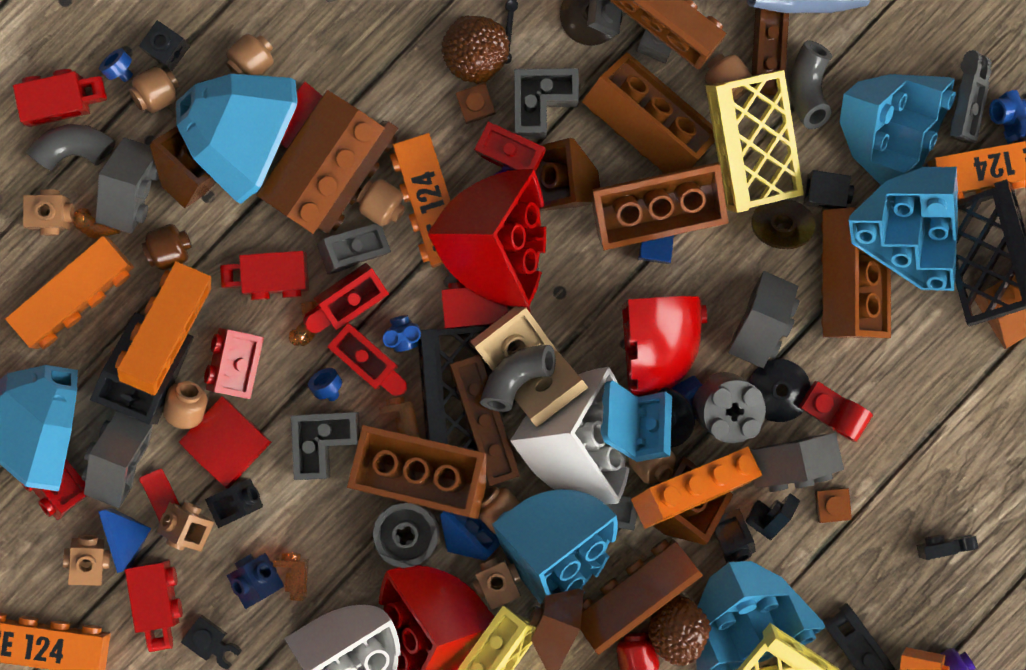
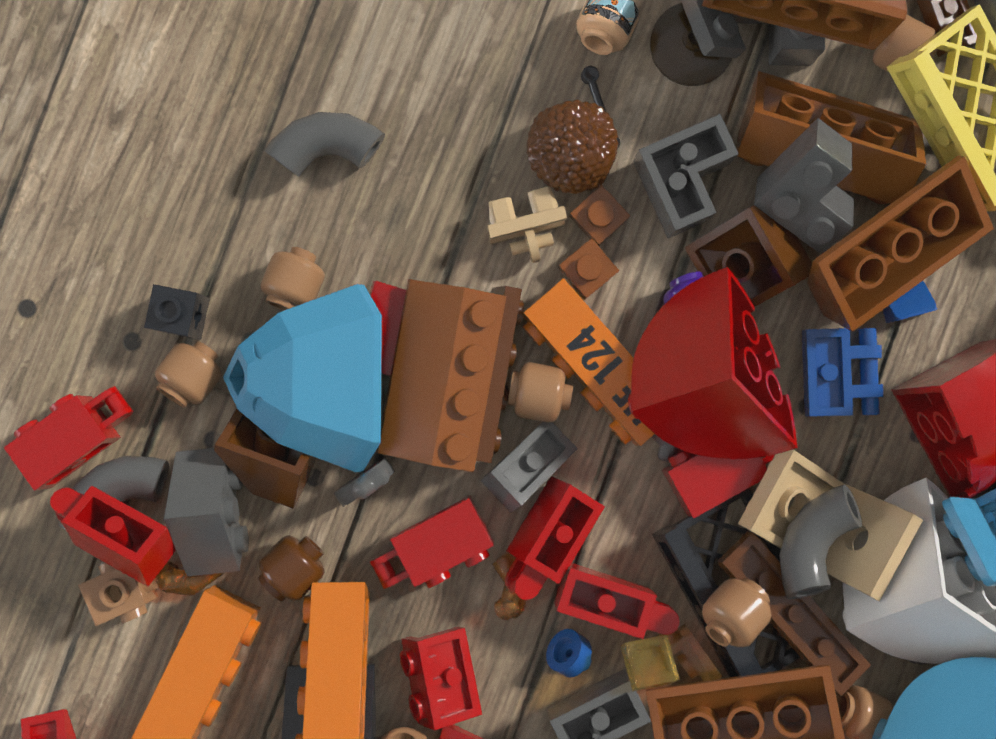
camera: 25 degrees left, 0 degrees up
(62, 170) = (114, 532): none -> red brick
(117, 65) = (128, 363): blue tile -> none
(239, 209) = (365, 483): none -> dark grey piece
(372, 406) = (649, 662): none -> clear yellow tile
(402, 334) = (641, 548): blue plate -> none
(408, 83) = (544, 216): none -> tan hips
(442, 397) = (736, 612): none -> medium nougat head
(452, 135) = (588, 268): none -> dark orange plate
(508, 149) = (672, 255): red plate -> none
(581, 274) = (829, 374): none -> blue plate
(612, 146) = (802, 187): none -> dark grey brick

